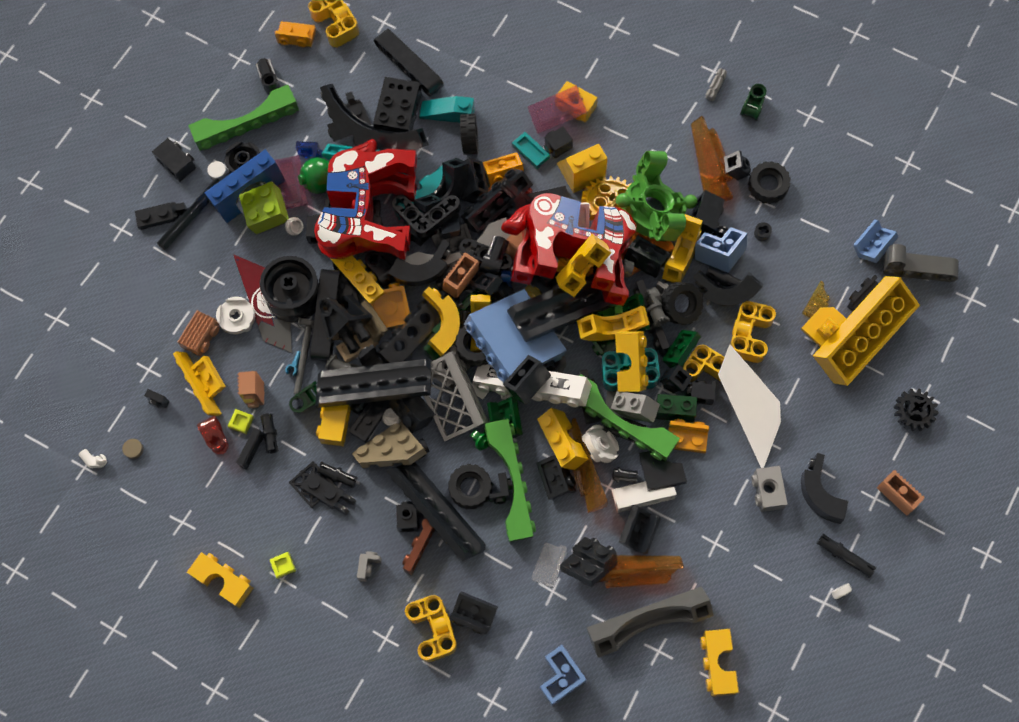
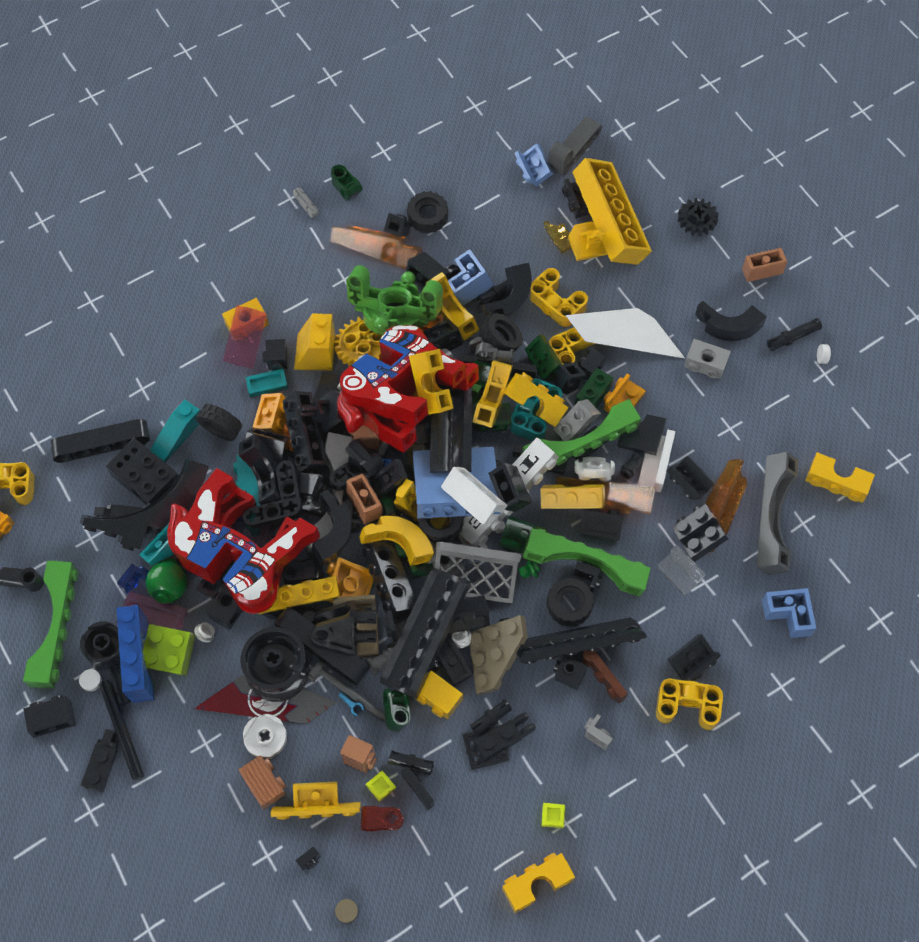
camera: 65 degrees left, 5 degrees down
(501, 352) = (472, 494): none -> white panel
(760, 227) = (469, 236): black bush -> none

